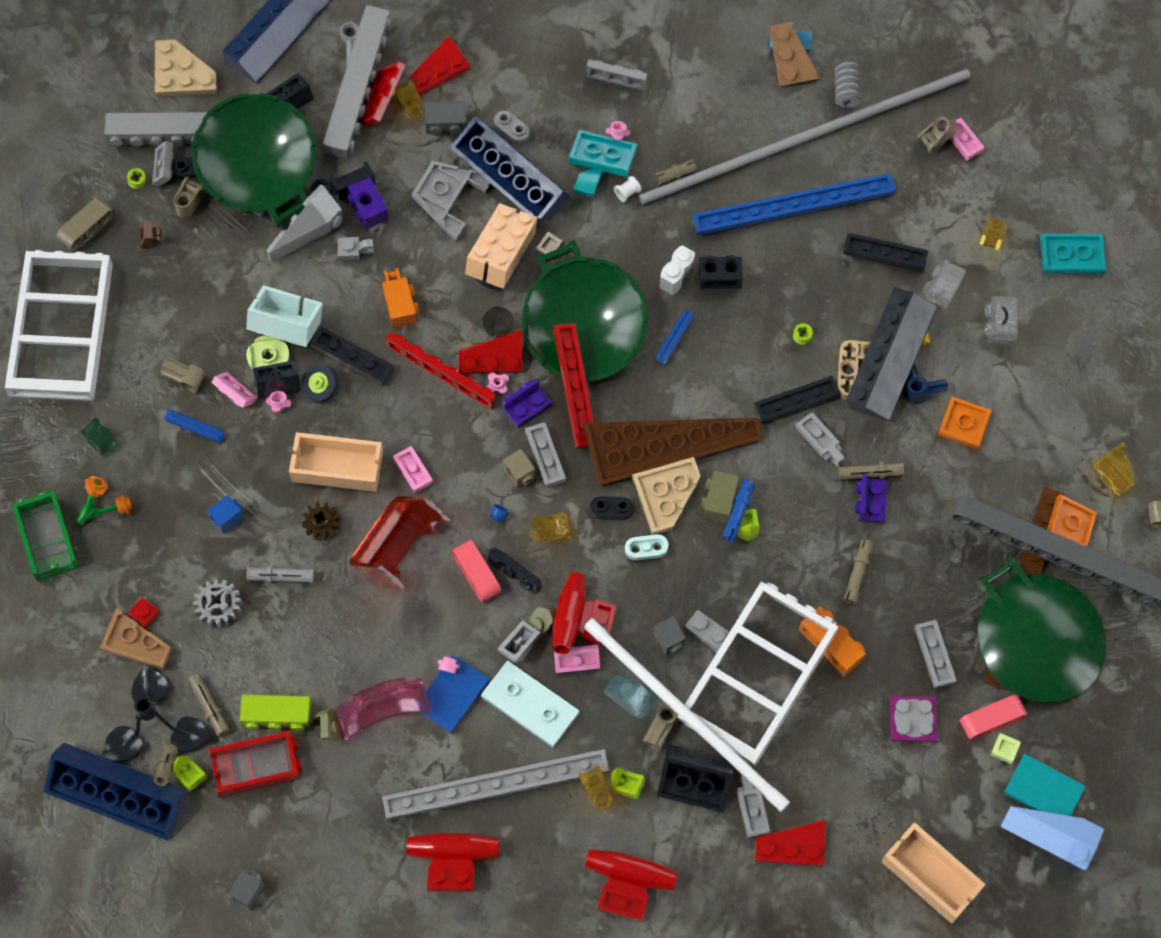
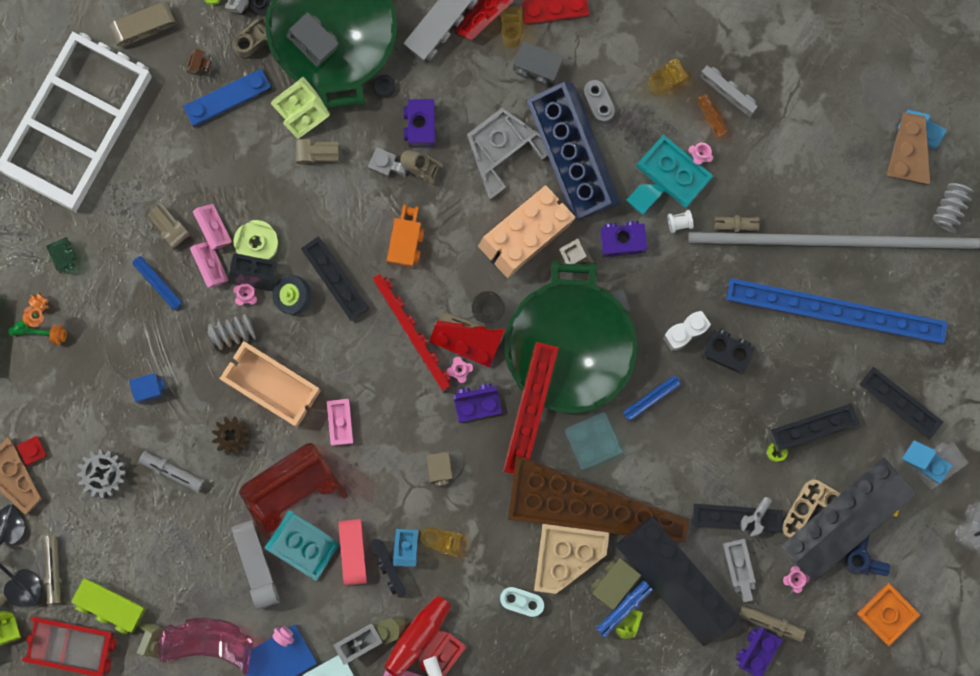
camera: 25 degrees right, 15 degrees up
(187, 253) = (227, 97): none -> blue plate
(224, 359) = (212, 226): none -> bright pink plate
(242, 170) = (312, 39): none -> dark grey brick
(256, 230) = (300, 108): none -> yellowish green slope
(277, 316) = (283, 212): light aqua piece -> none
(279, 434) = (230, 332): none -> light grey piece
(282, 264) = (310, 151): none -> dark tan piece
(313, 222) = (365, 119): light grey wedge -> none
(341, 184) = (416, 89): black hinge -> none
(384, 234) = (420, 165): none -> dark tan piece
(409, 634) = (255, 564): none -> light grey beam
(429, 580) = (302, 545): none -> teal tile
(498, 513) = (400, 503): blue hinge -> none
(522, 547) = (405, 547): none -> dark azure slope
(545, 455) = (470, 464): light grey plate -> none
(560, 85) = (671, 76): none -> clear yellow piece
(581, 232) = (612, 247): none -> dark purple brick
(611, 510) = (508, 546): black plate -> none
(612, 99) = (712, 115): none -> clear orange pin
(641, 392) = (593, 441): none -> clear light blue plate
(773, 467) = (677, 581): none -> black slope
(813, 390) = (760, 511): none -> light grey bar
(823, 299) = (814, 427): none -> black plate
(876, 423) = (802, 579): none -> bright pink plate
(930, 282) = (927, 462): none -> dark azure slope

